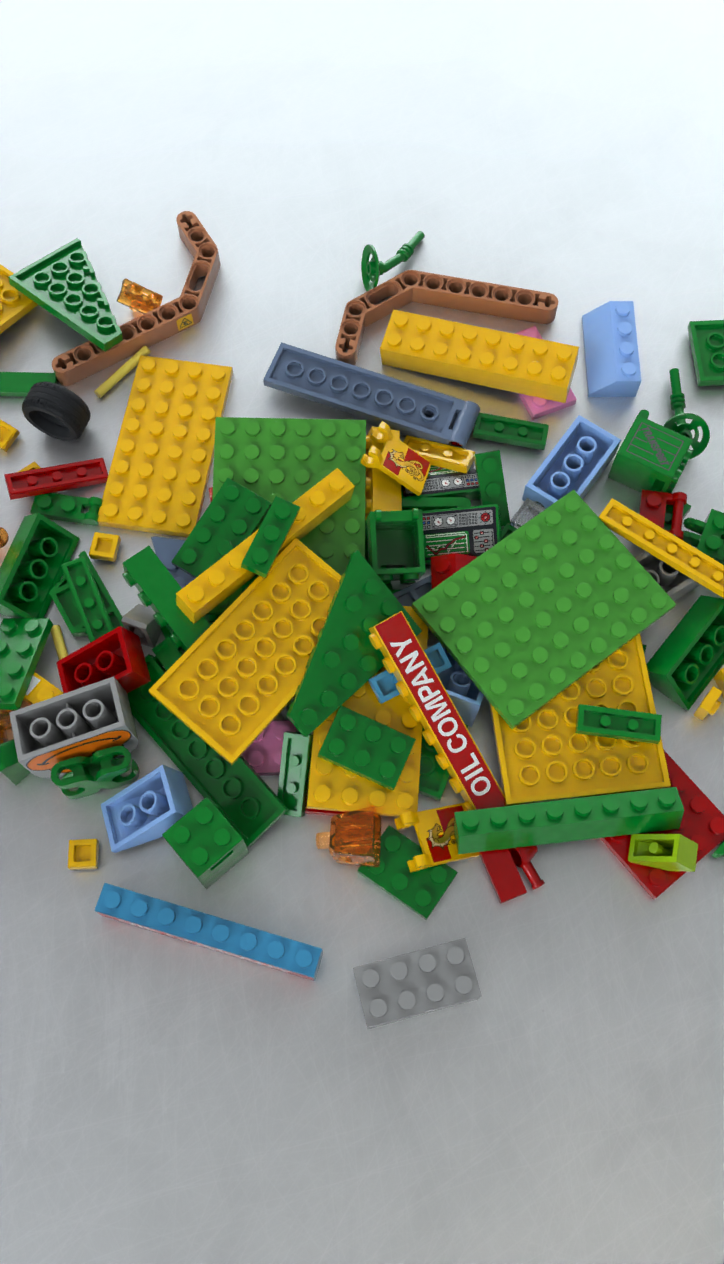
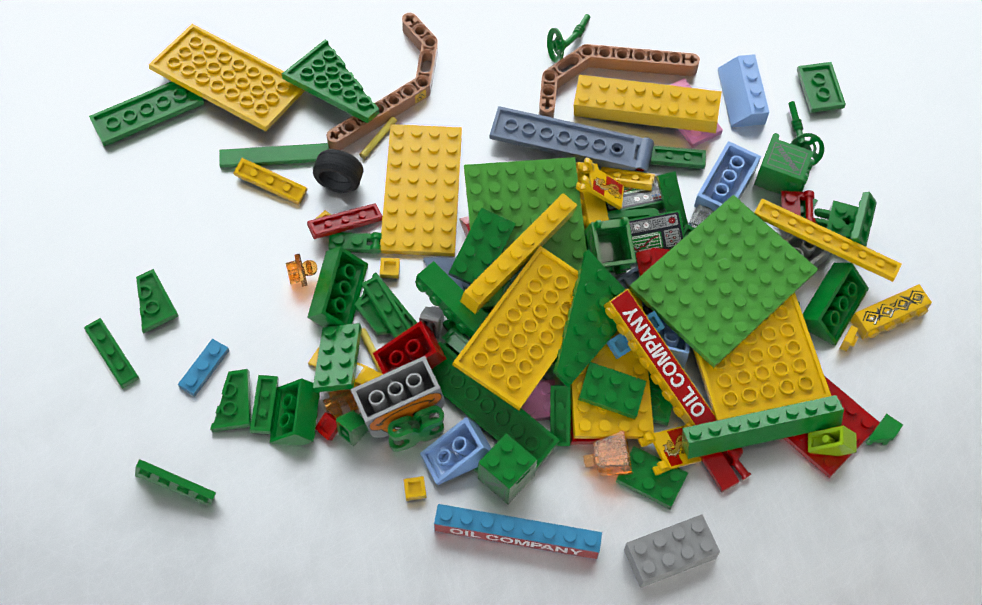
camera: 10 degrees left, 5 degrees down
(138, 297) = (383, 81): clear orange hips -> none
(270, 537) = (525, 245): green plate -> none
(618, 724) = (789, 356): green plate -> none

